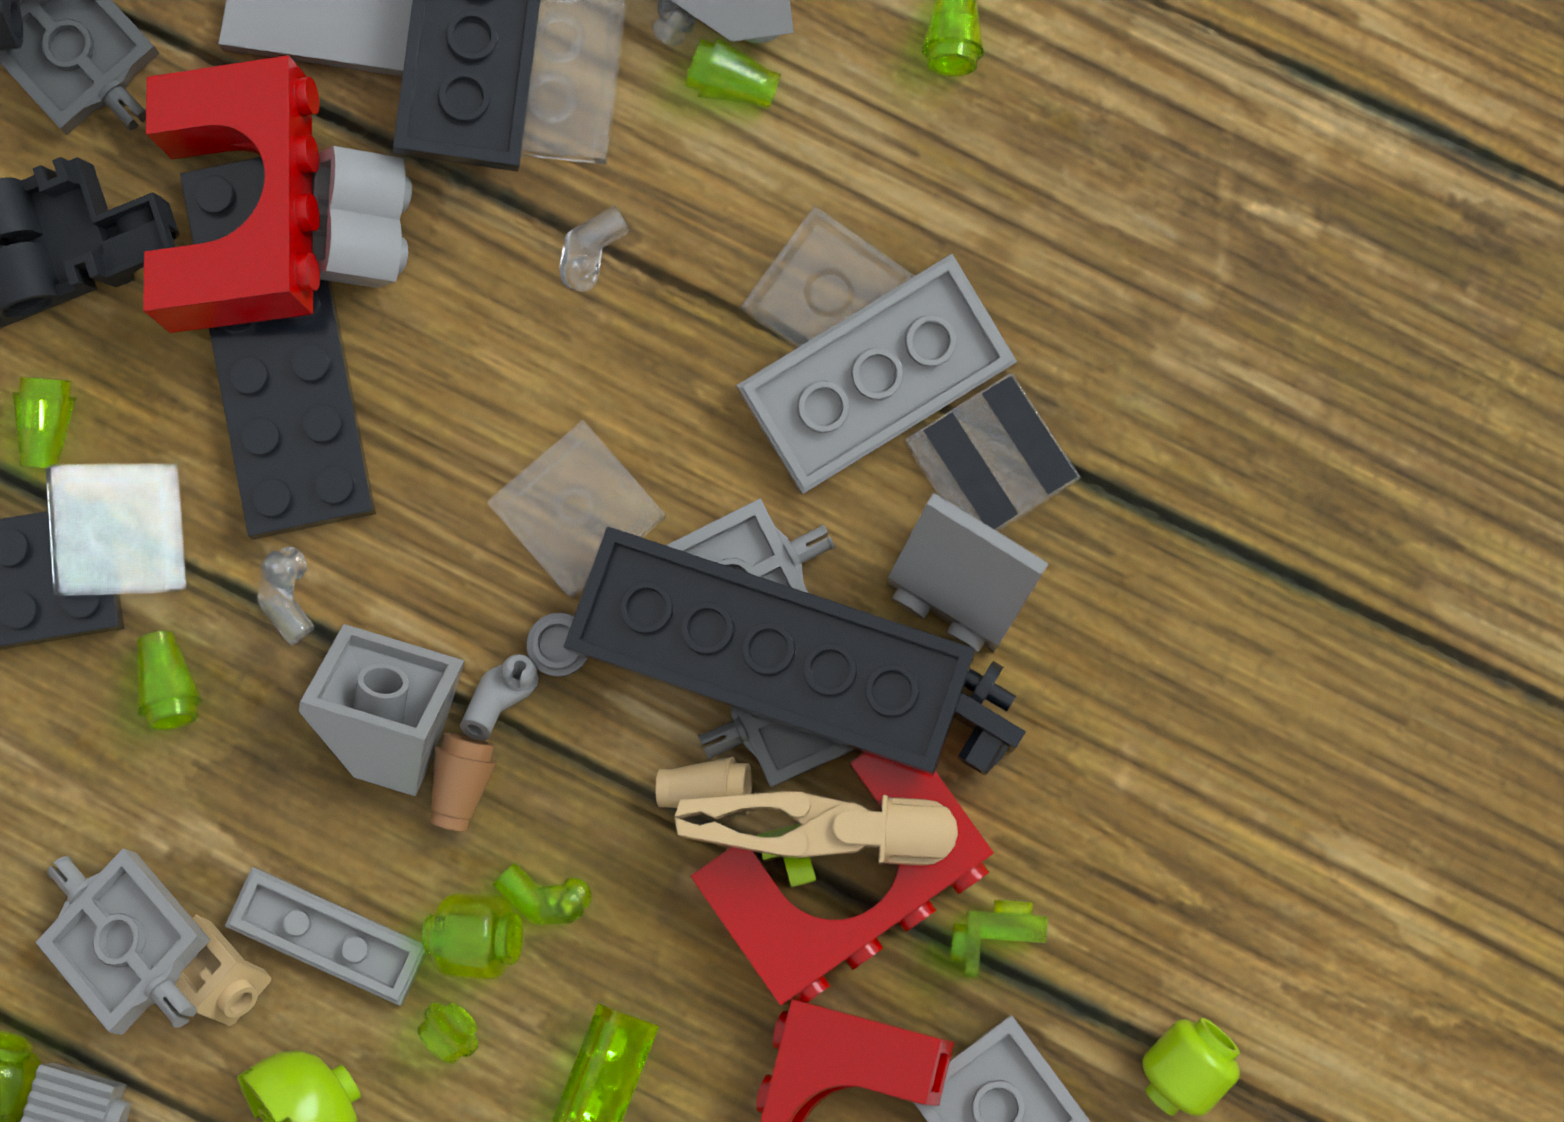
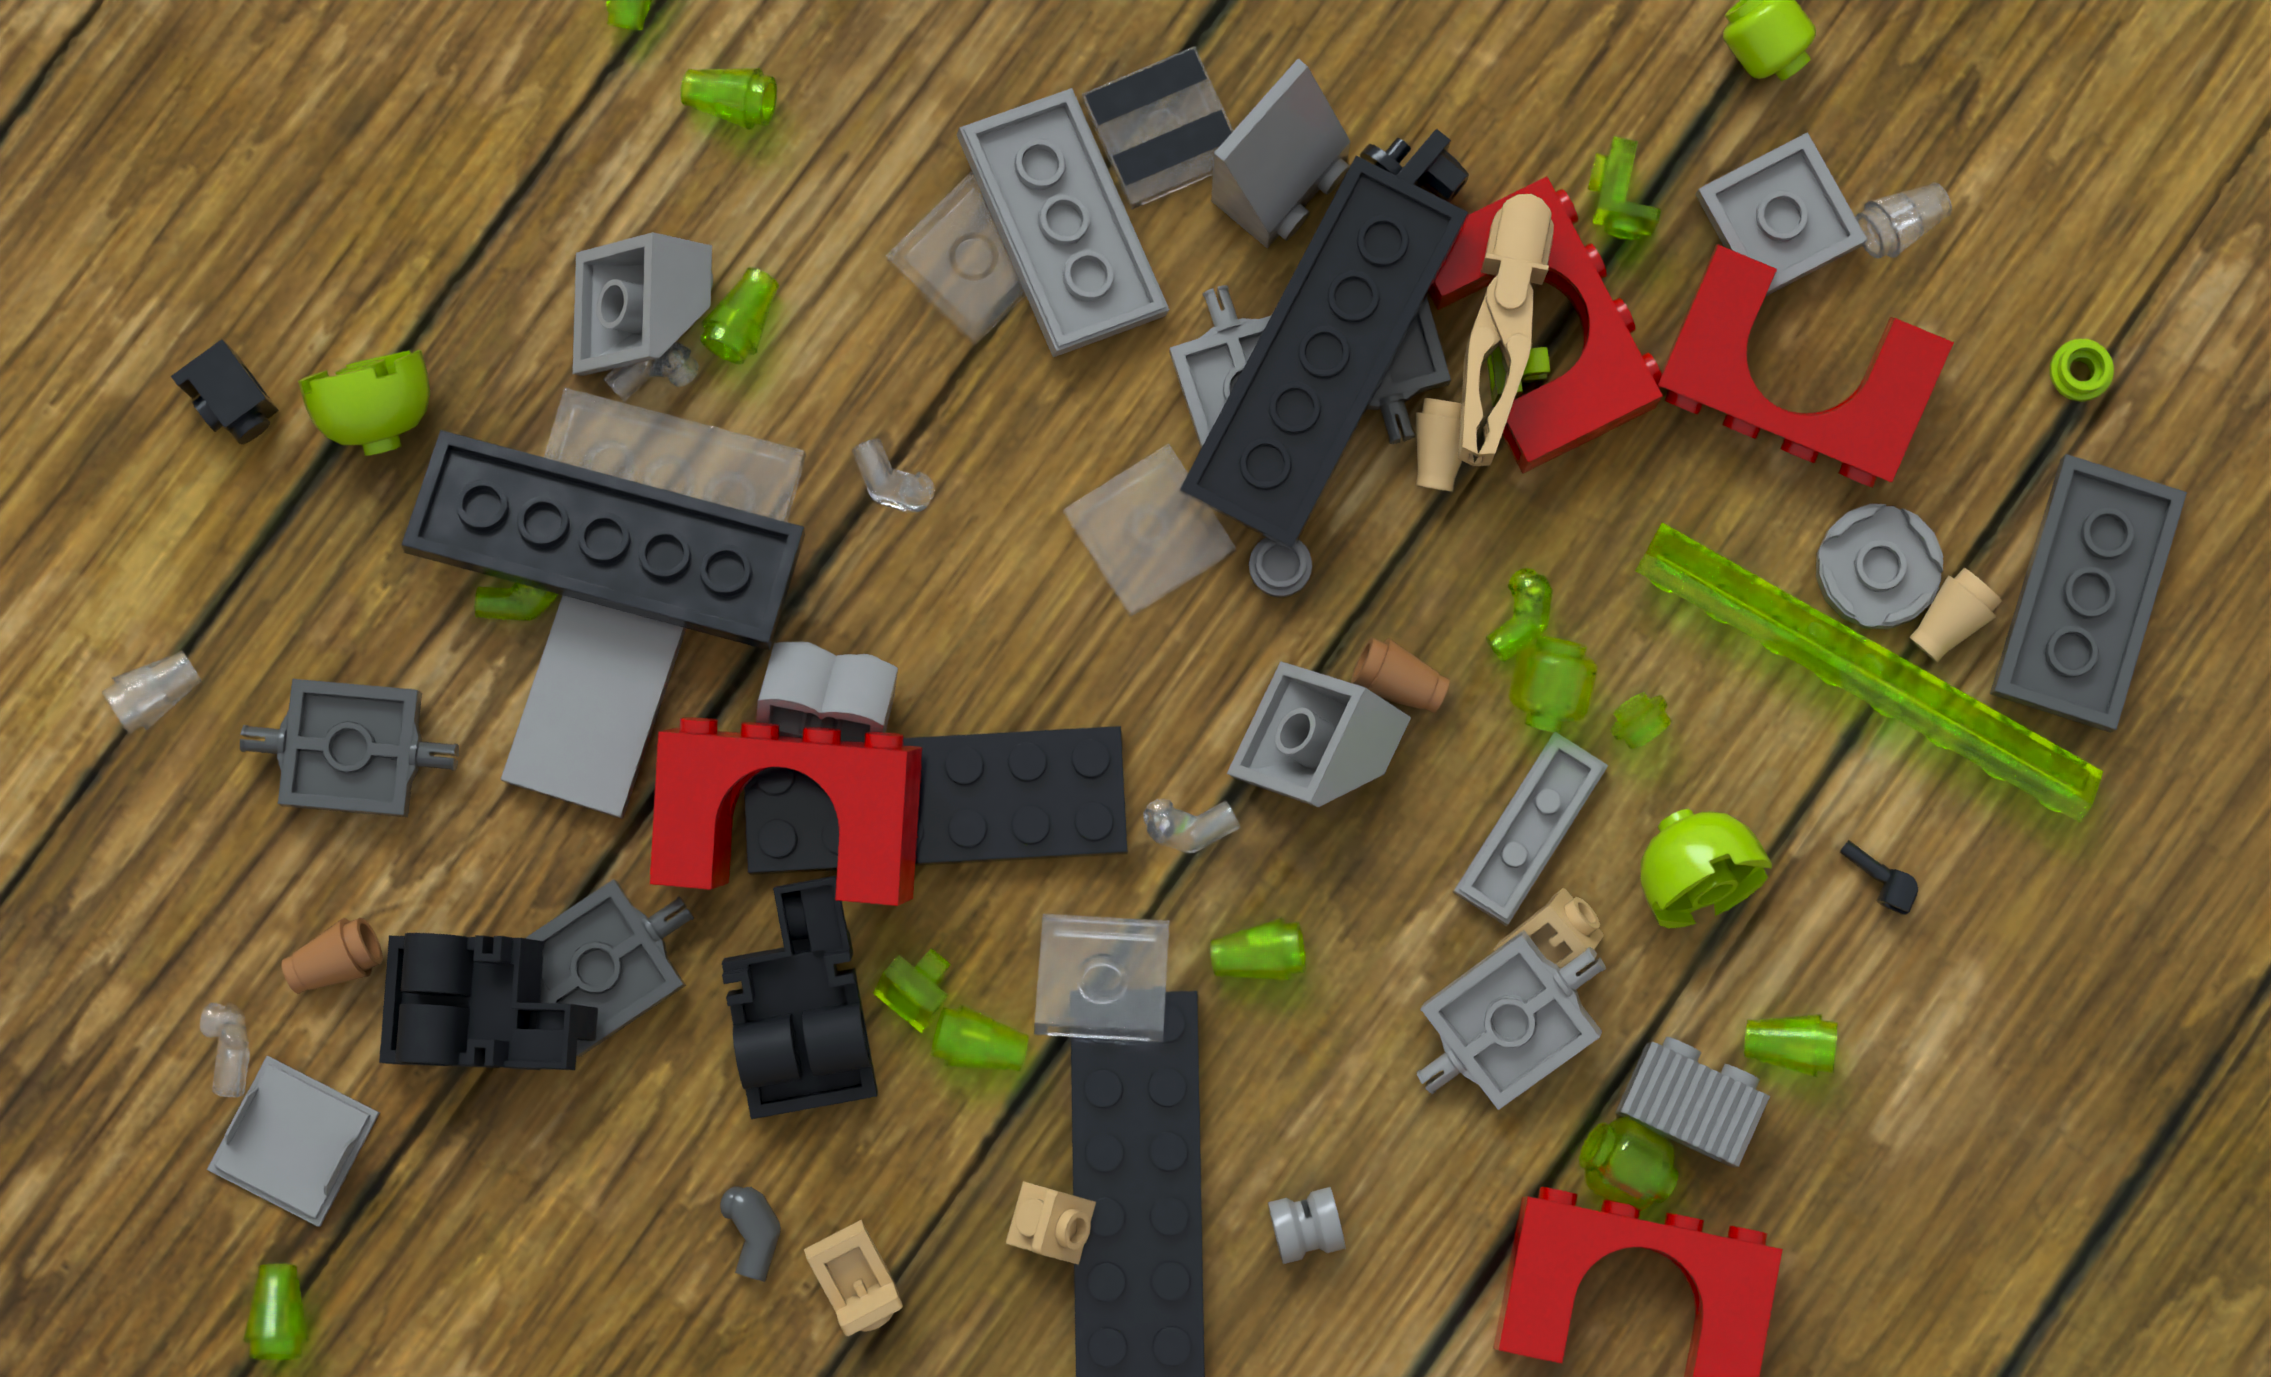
camera: 85 degrees left, 0 degrees up
(83, 349) = (914, 991): none -> clear neon green tile
(497, 692) = (1317, 629): light grey arm -> none

